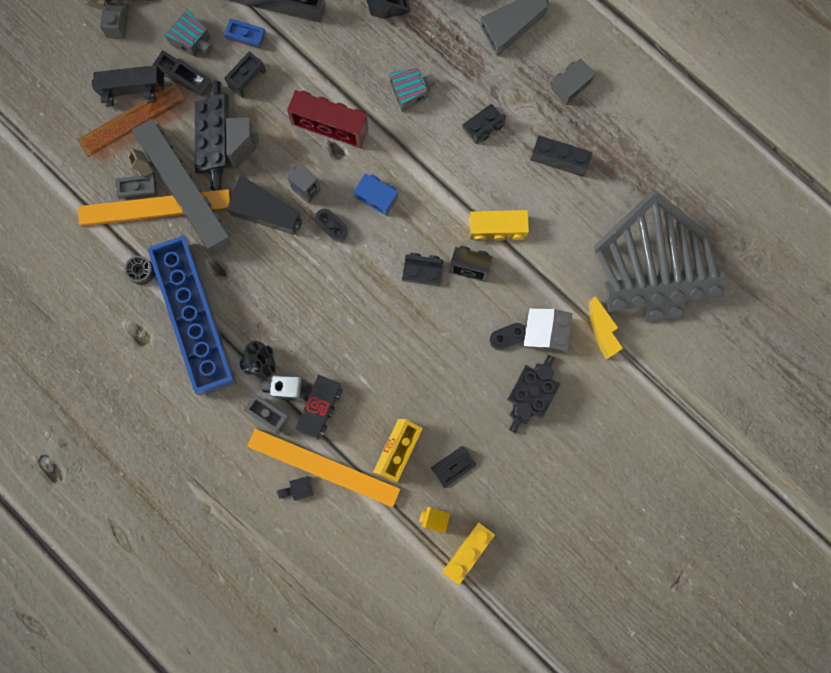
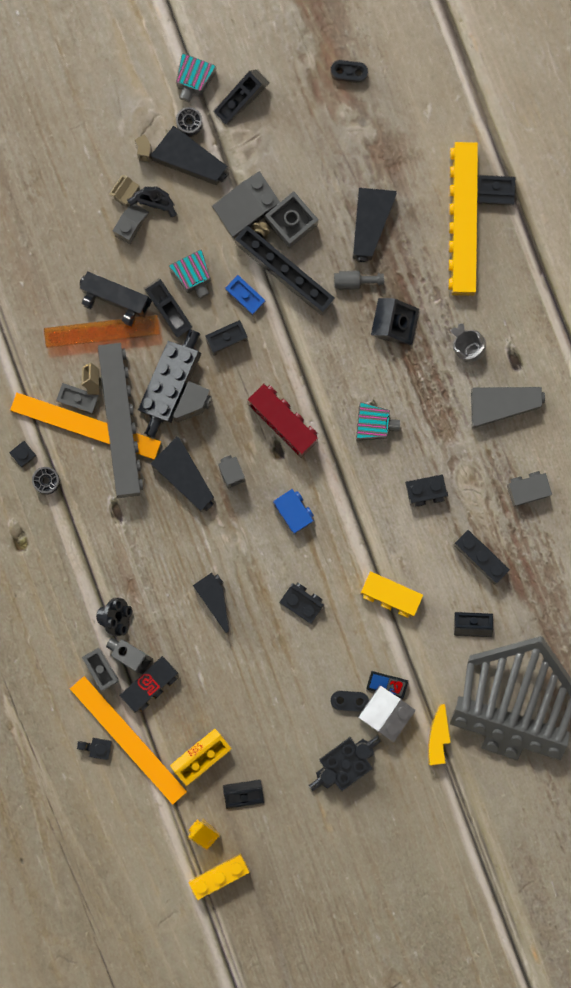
camera: 20 degrees right, 5 degrees up
(108, 257) = (22, 454): none -> black plate
(191, 316) = (74, 546): blue brick -> none
(332, 225) = (239, 521): black plate -> none
(338, 300) = (213, 596): none -> black slope
(470, 263) = (348, 619): black slope -> none
(537, 301) = (393, 684): none -> slope
(583, 218) = (473, 624): none -> black slope

